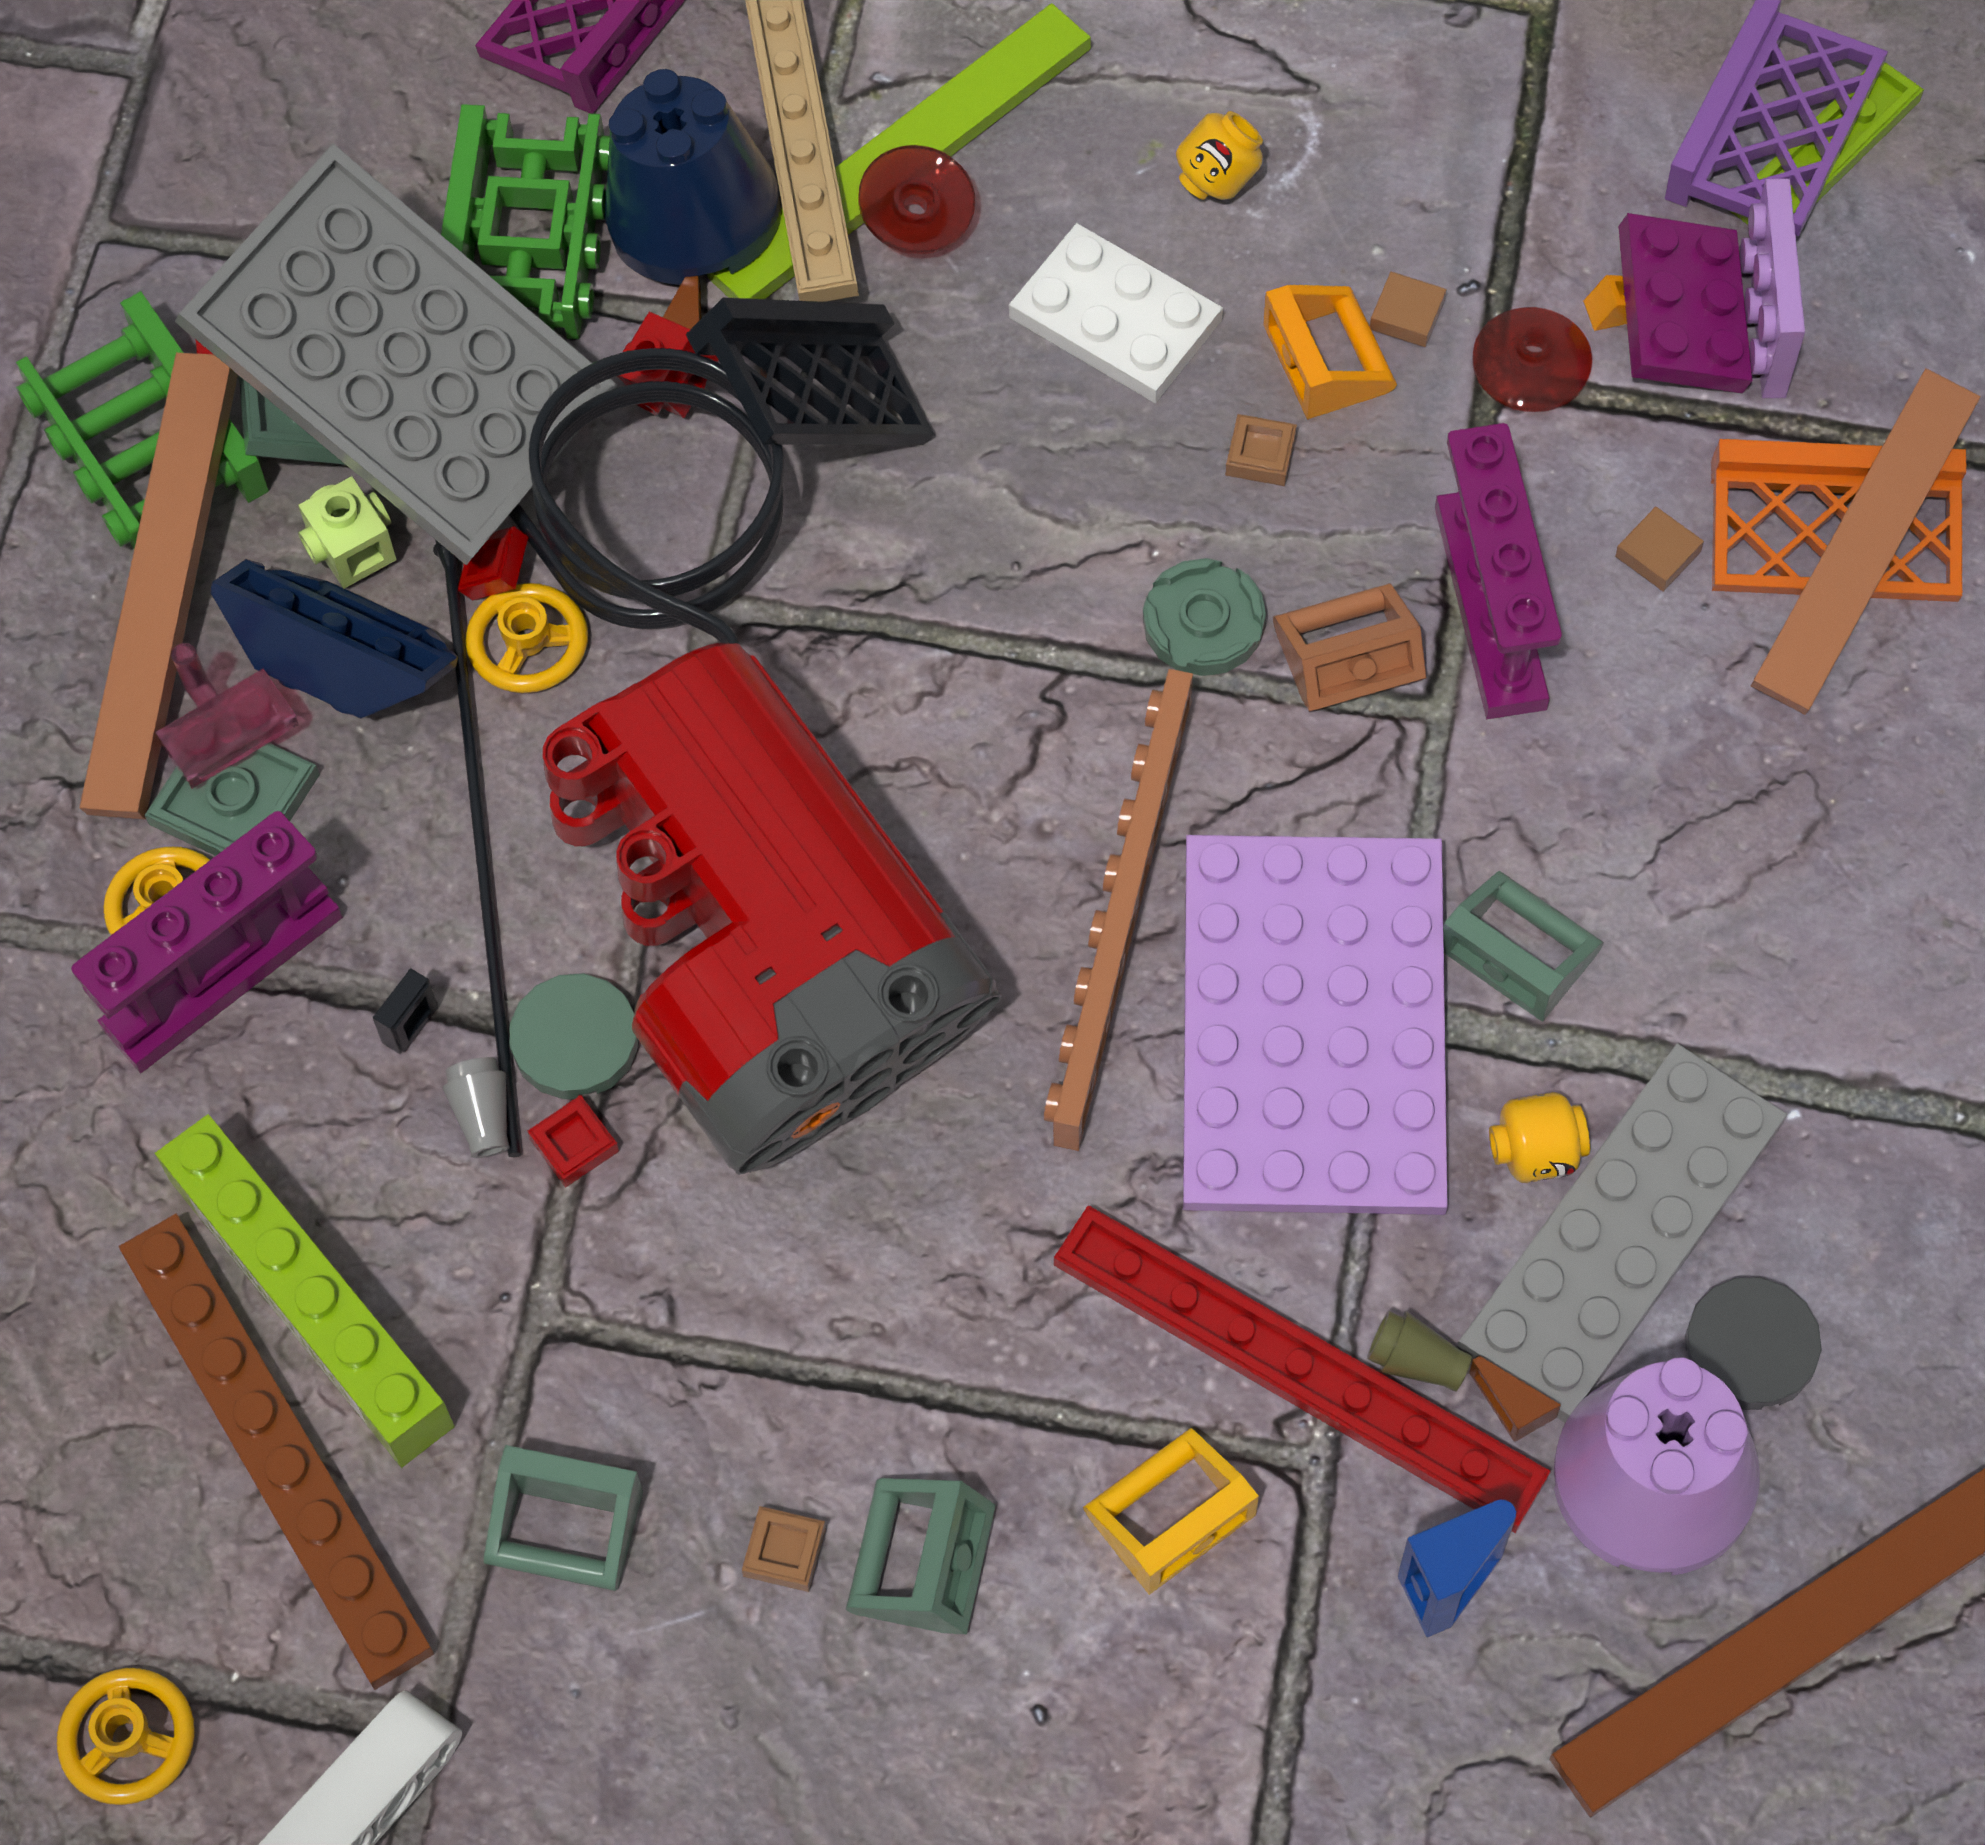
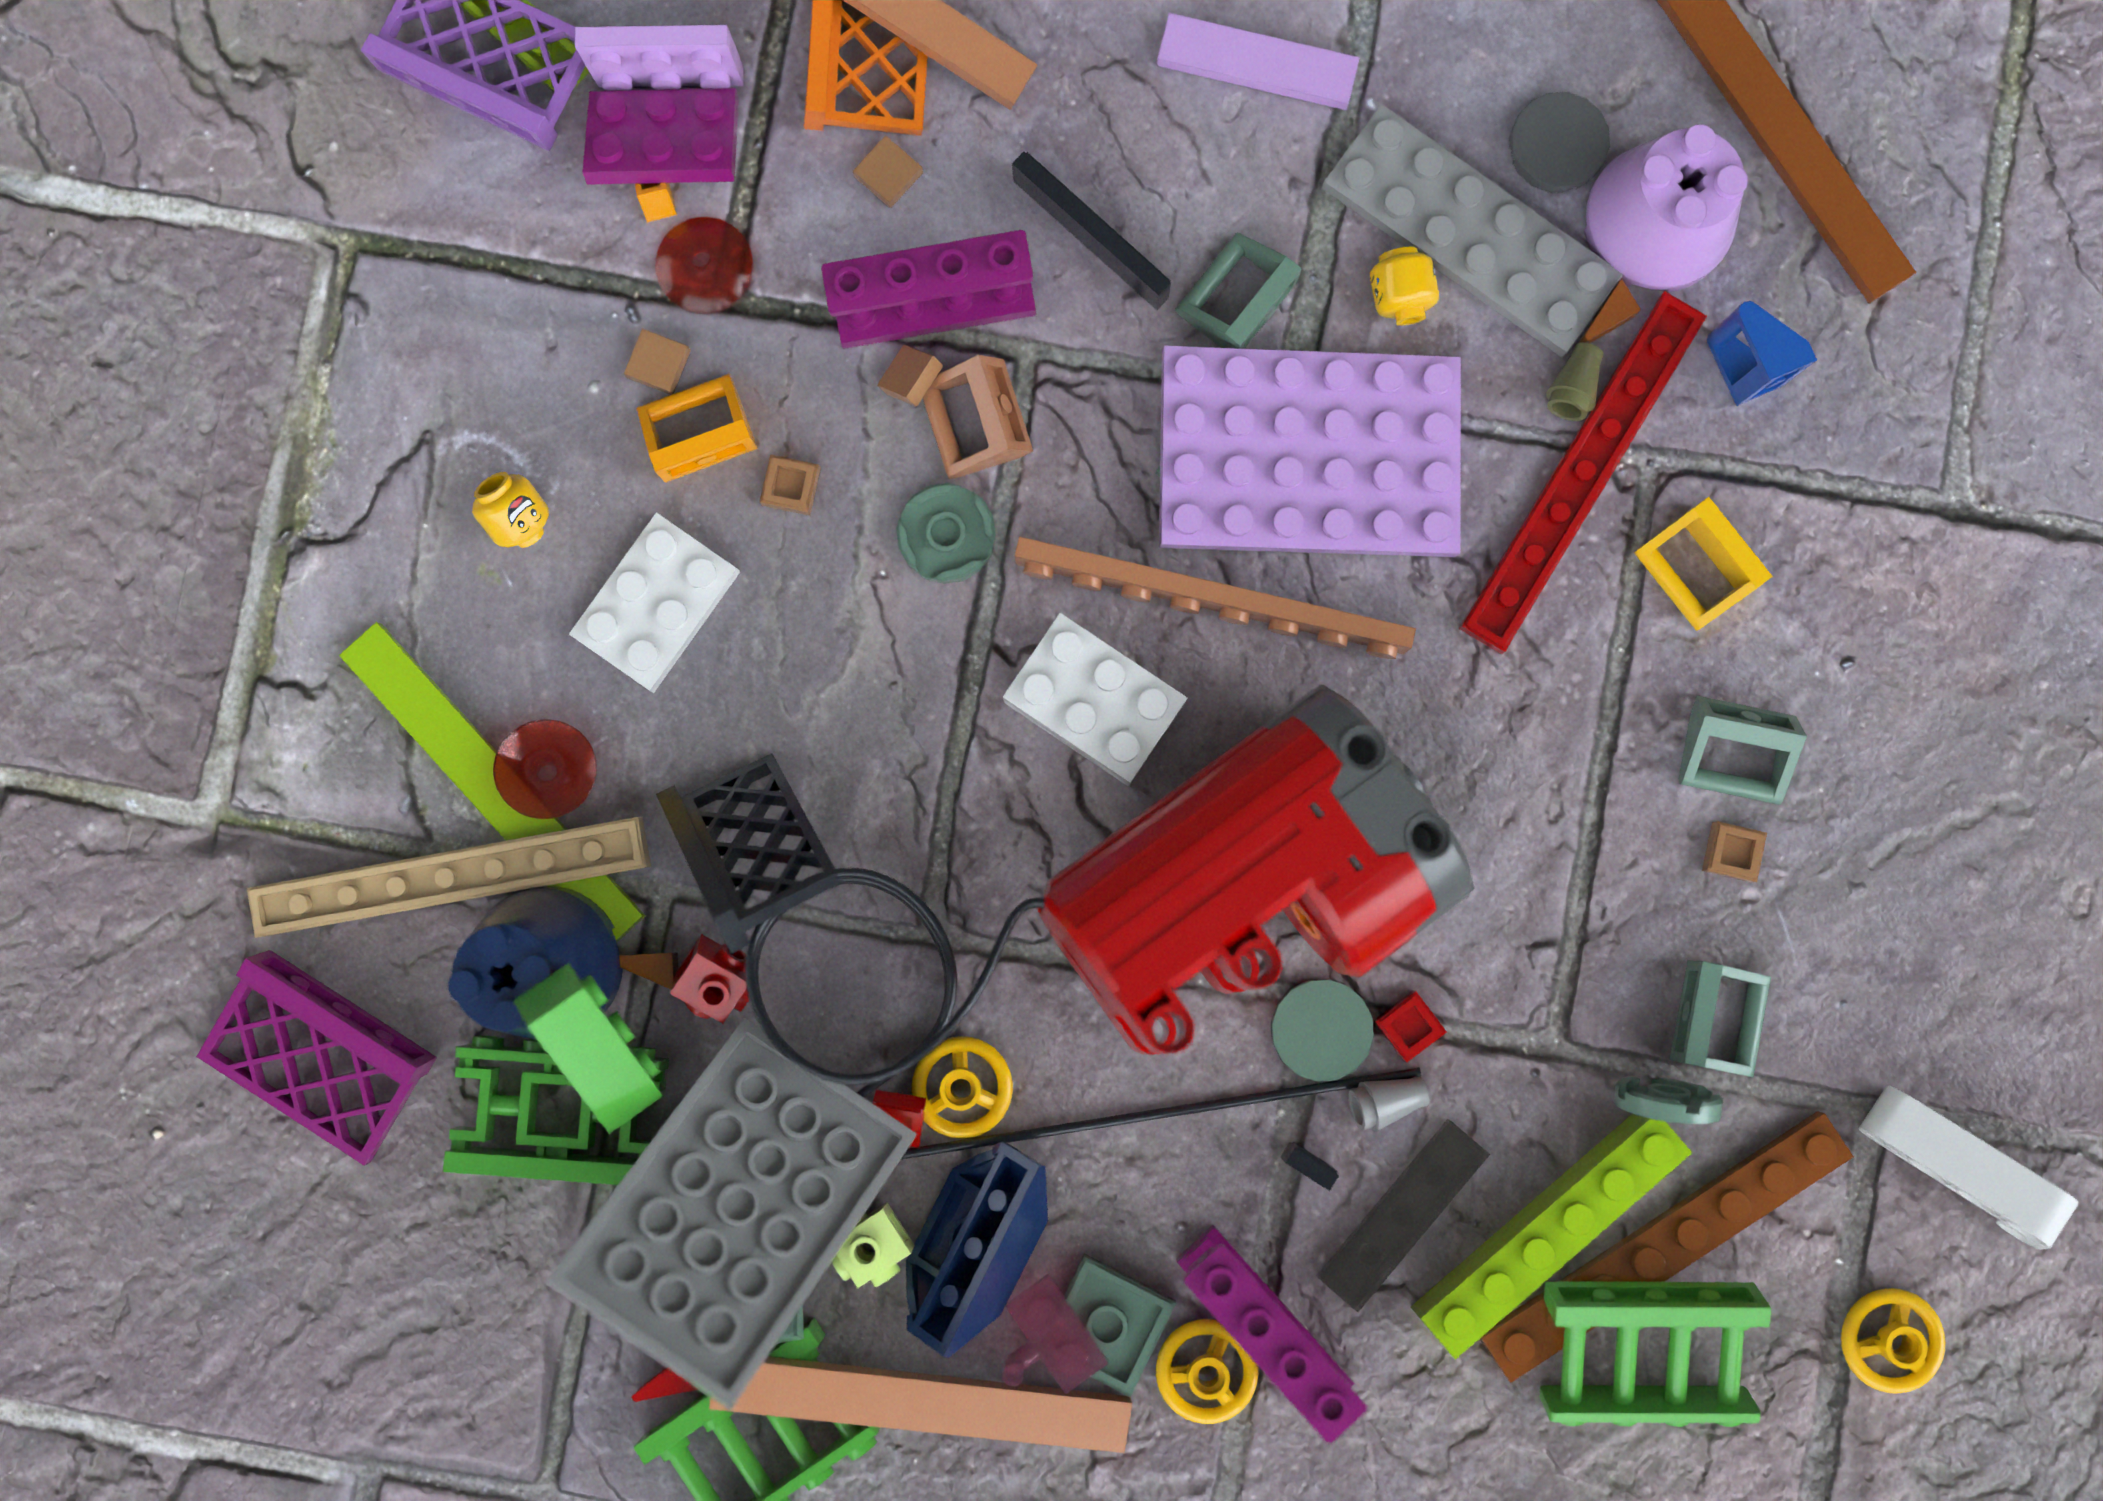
camera: 85 degrees left, 20 degrees up
(192, 1429) = (1653, 1304): none -> bright green fence
(338, 1129) = (1402, 1215): none -> clear smoke tile
(453, 1420) = (1669, 1101): none -> sand green tile
(587, 208) = (590, 1046): none -> brick
(991, 768) = (1094, 699): none -> white brick
(1398, 569) = (910, 375): none -> medium nougat tile
(1592, 768) = (1091, 230): none -> black tile
(1836, 972) = (1257, 61): none -> lavender tile

